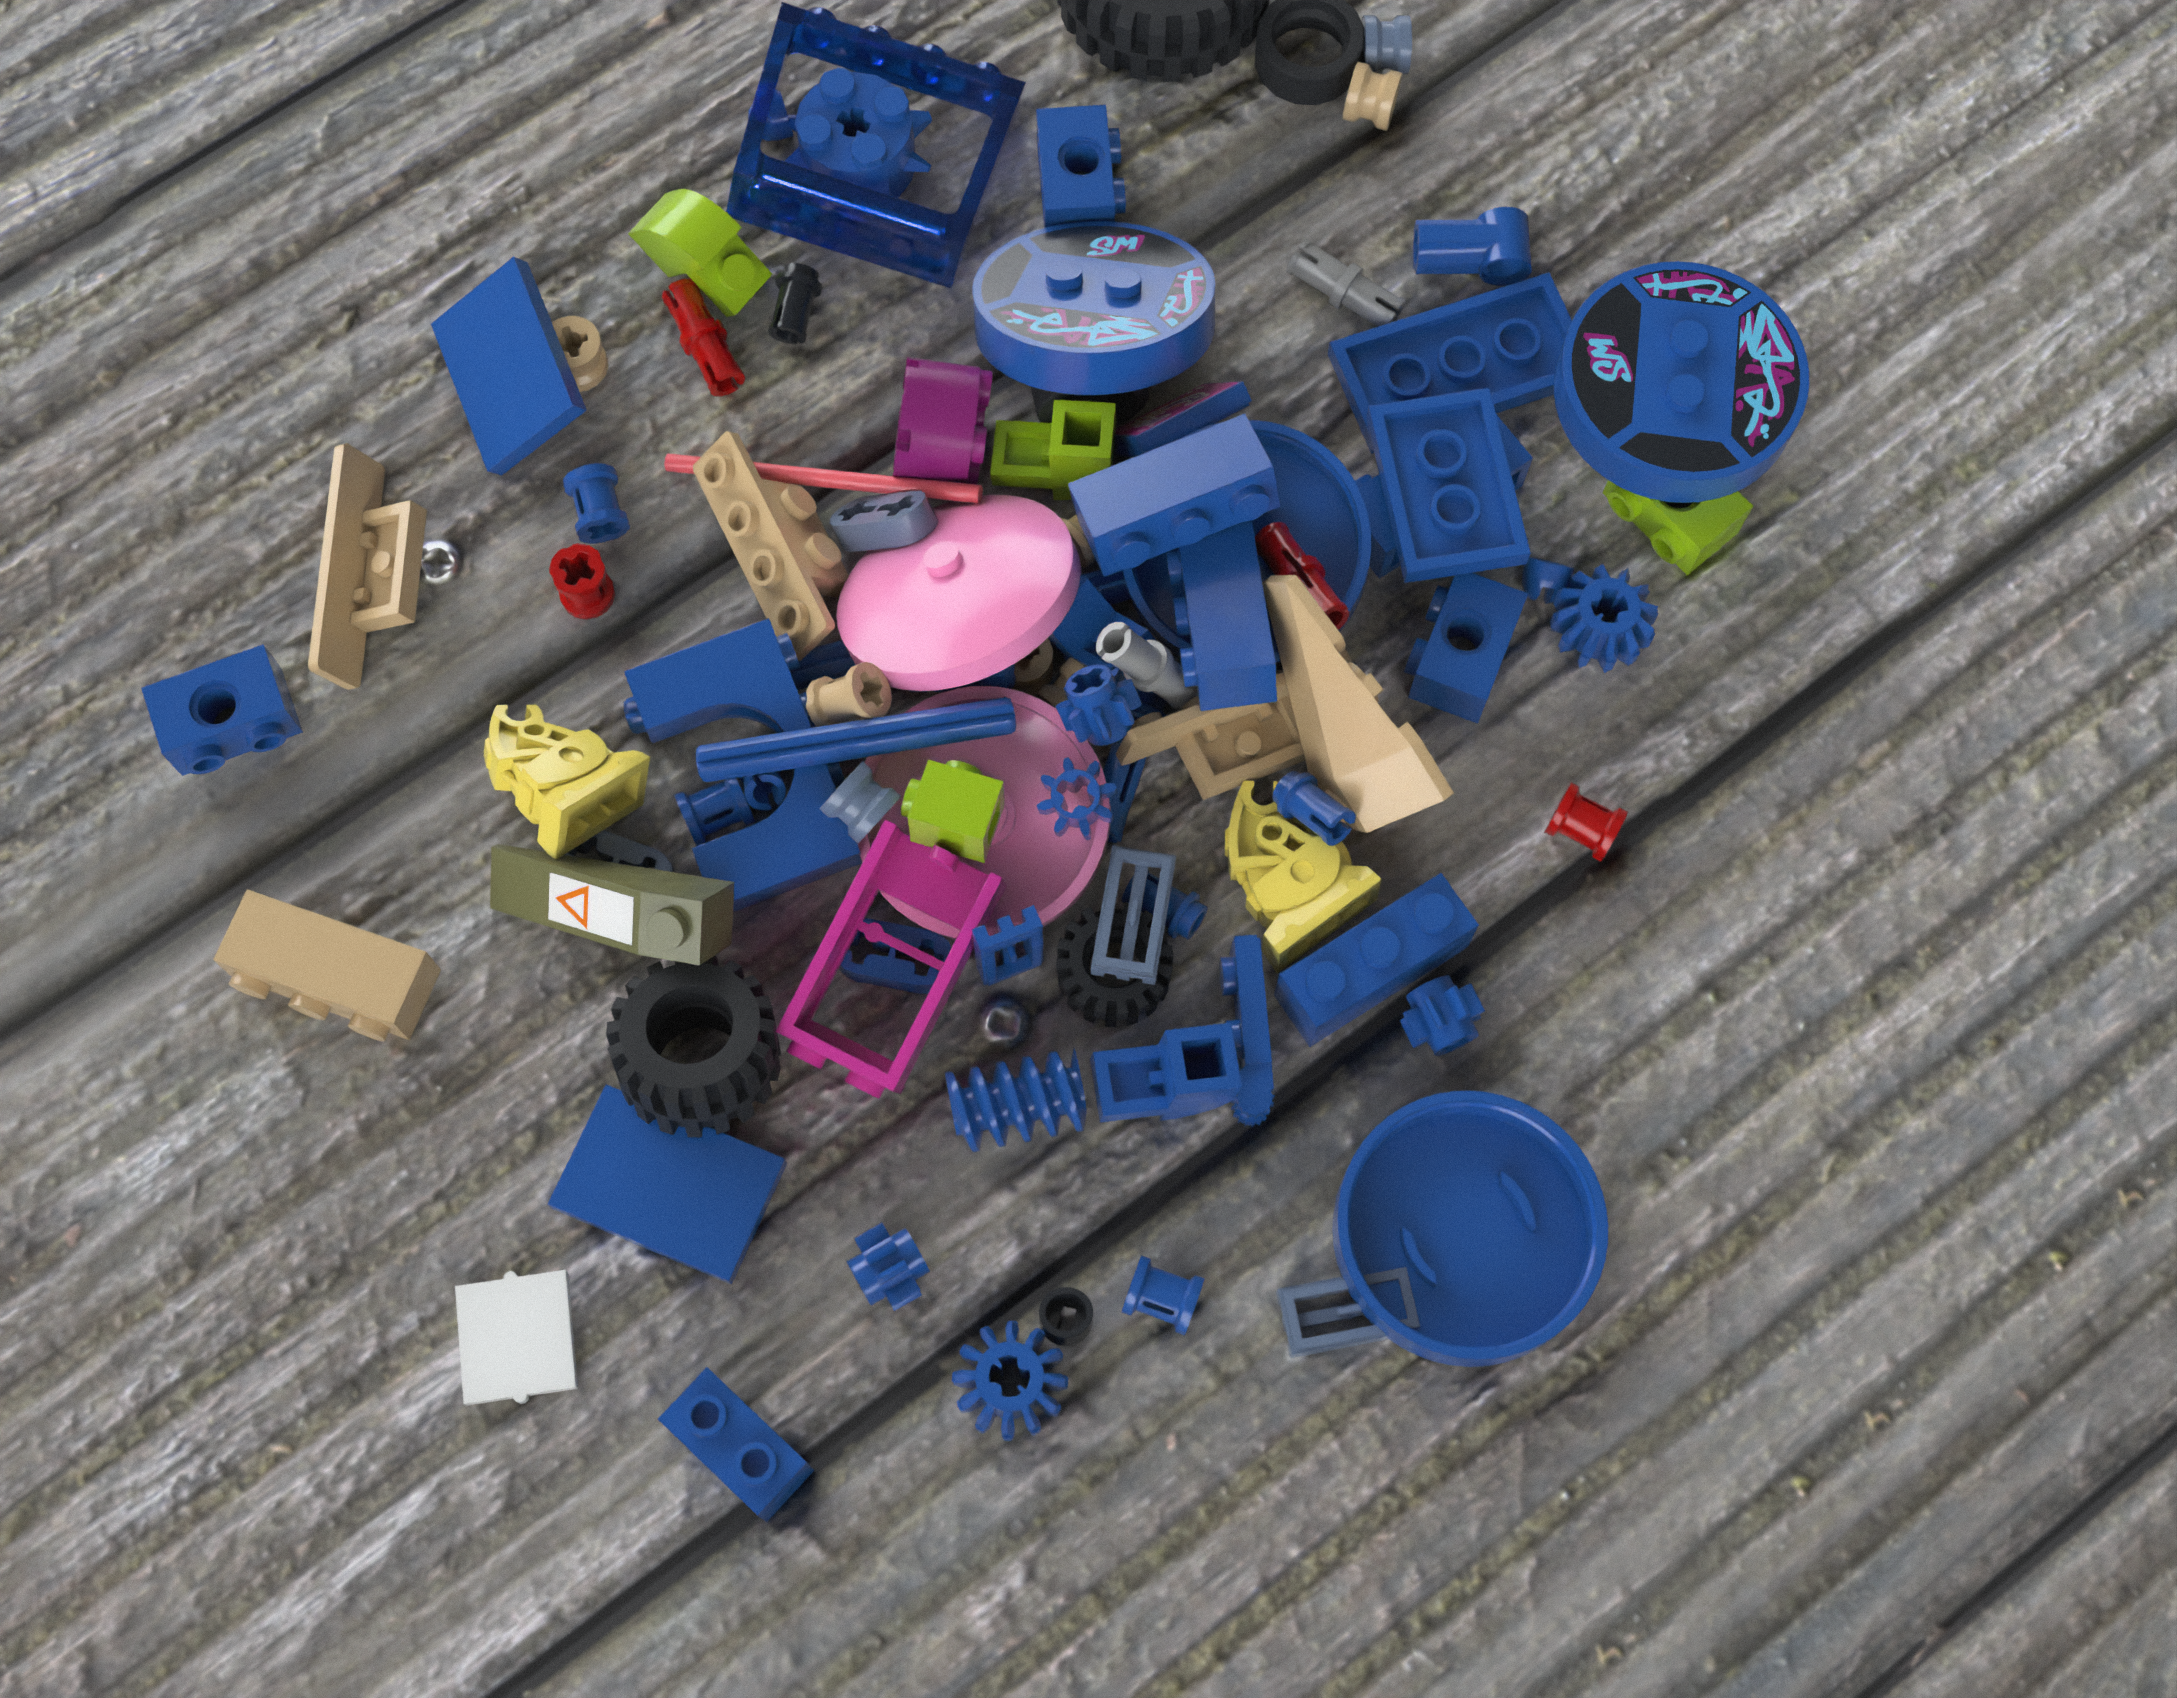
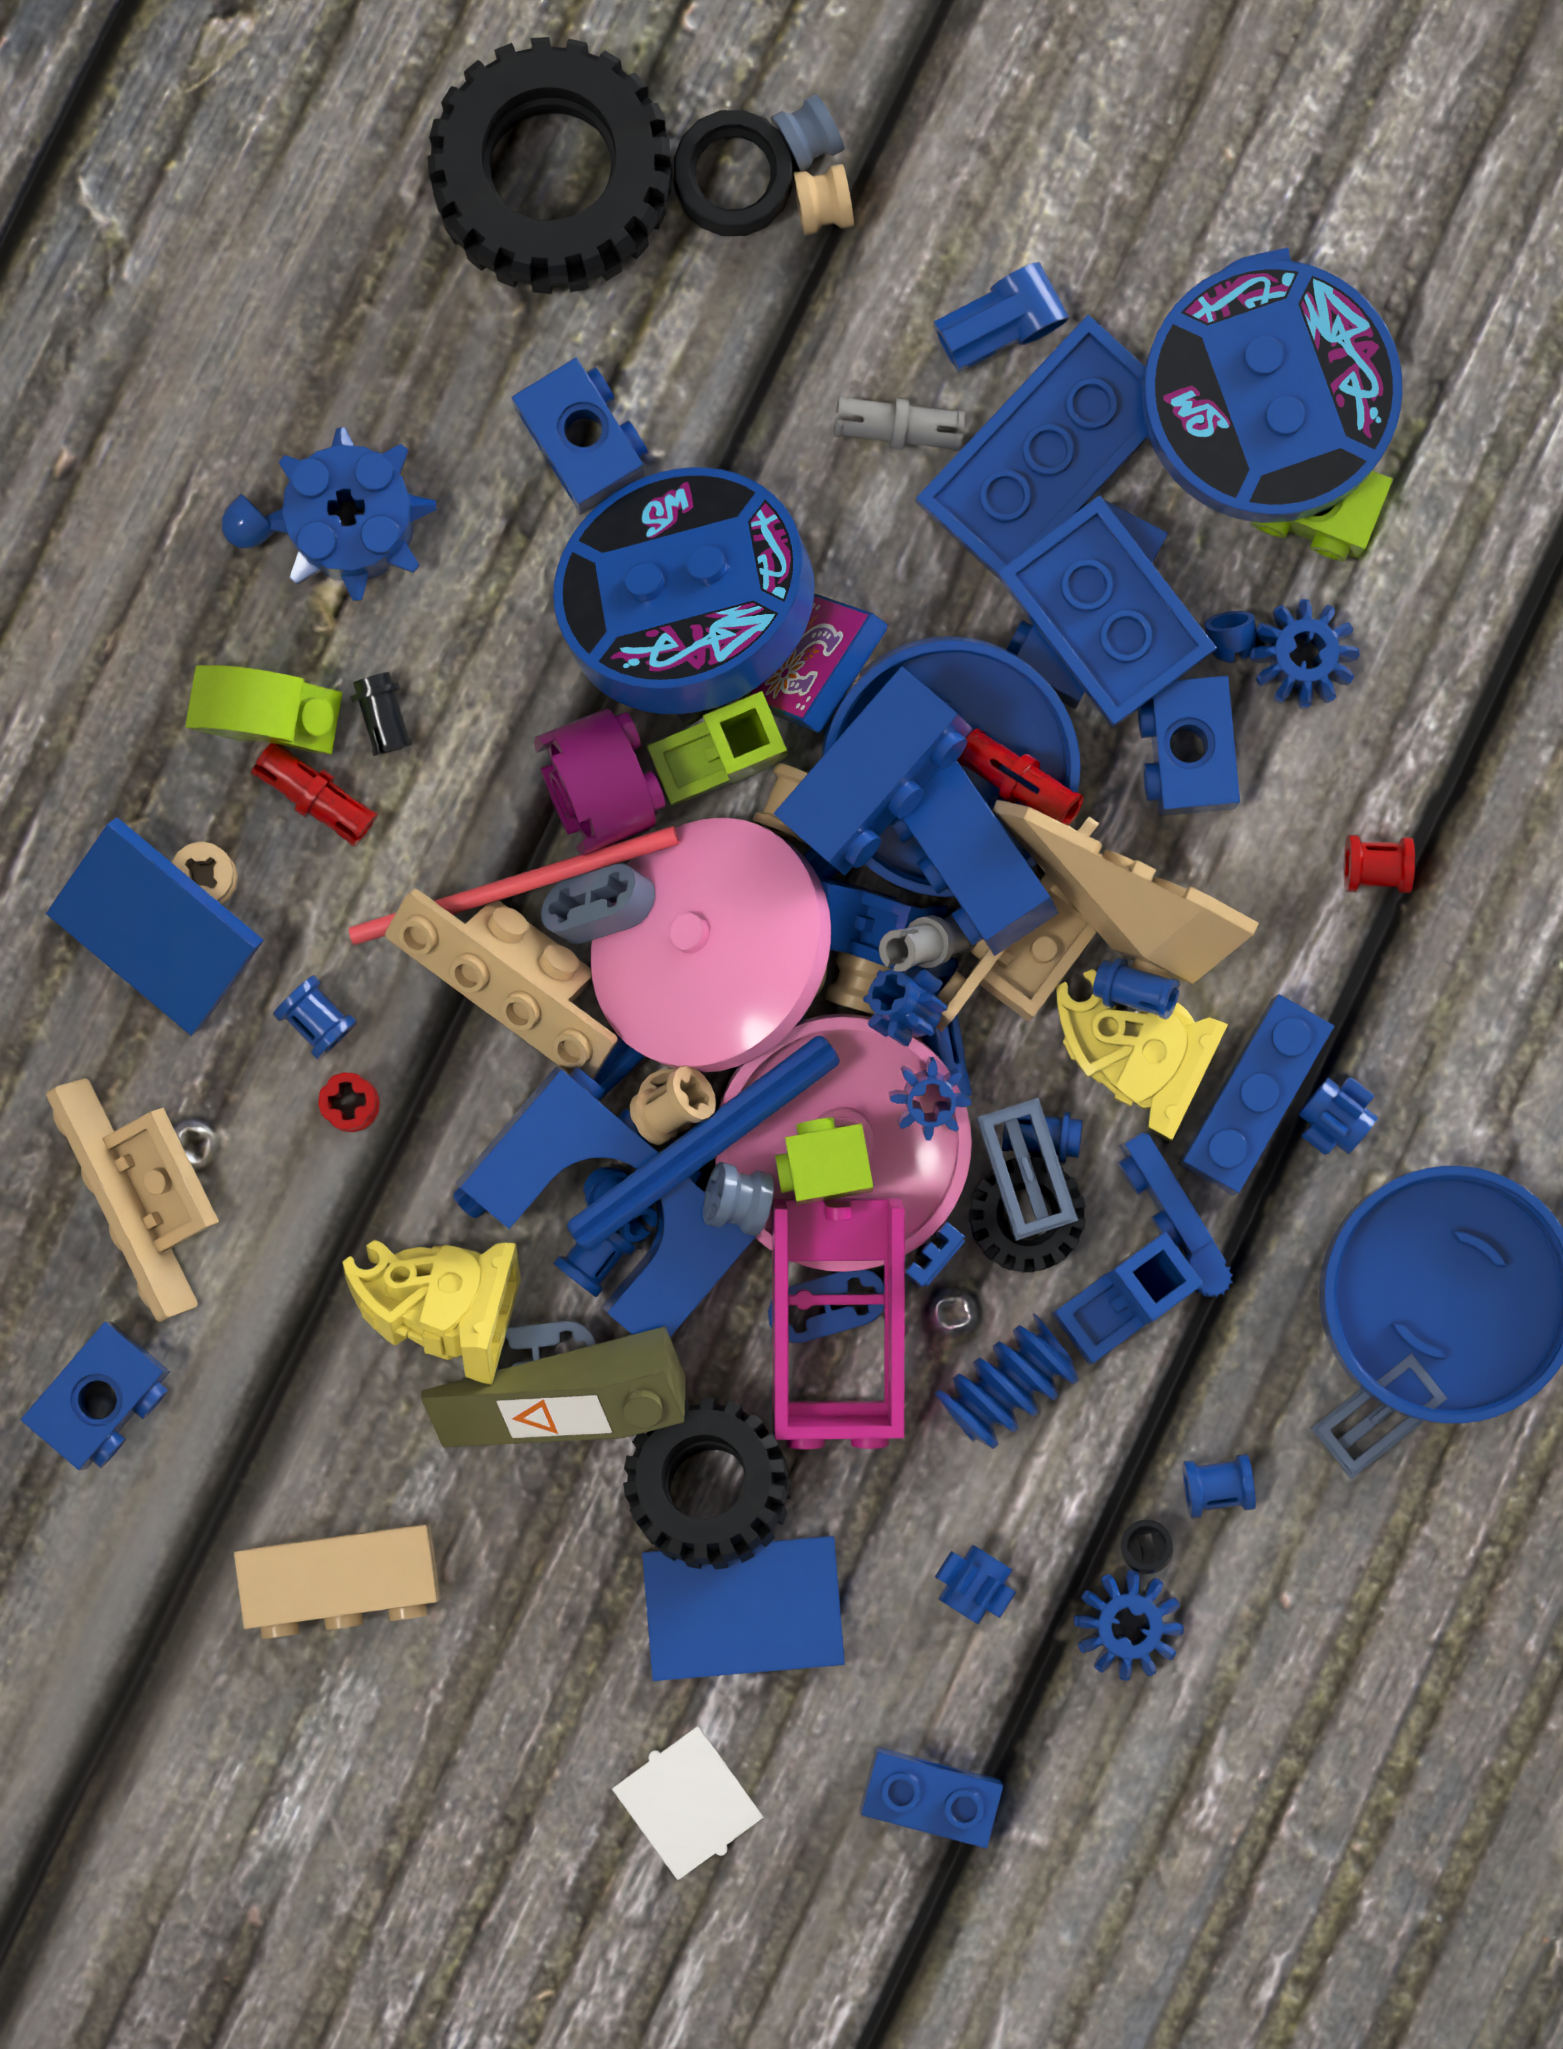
camera: 30 degrees left, 15 degrees up
(848, 215) = (387, 605): clear blue windscreen -> none

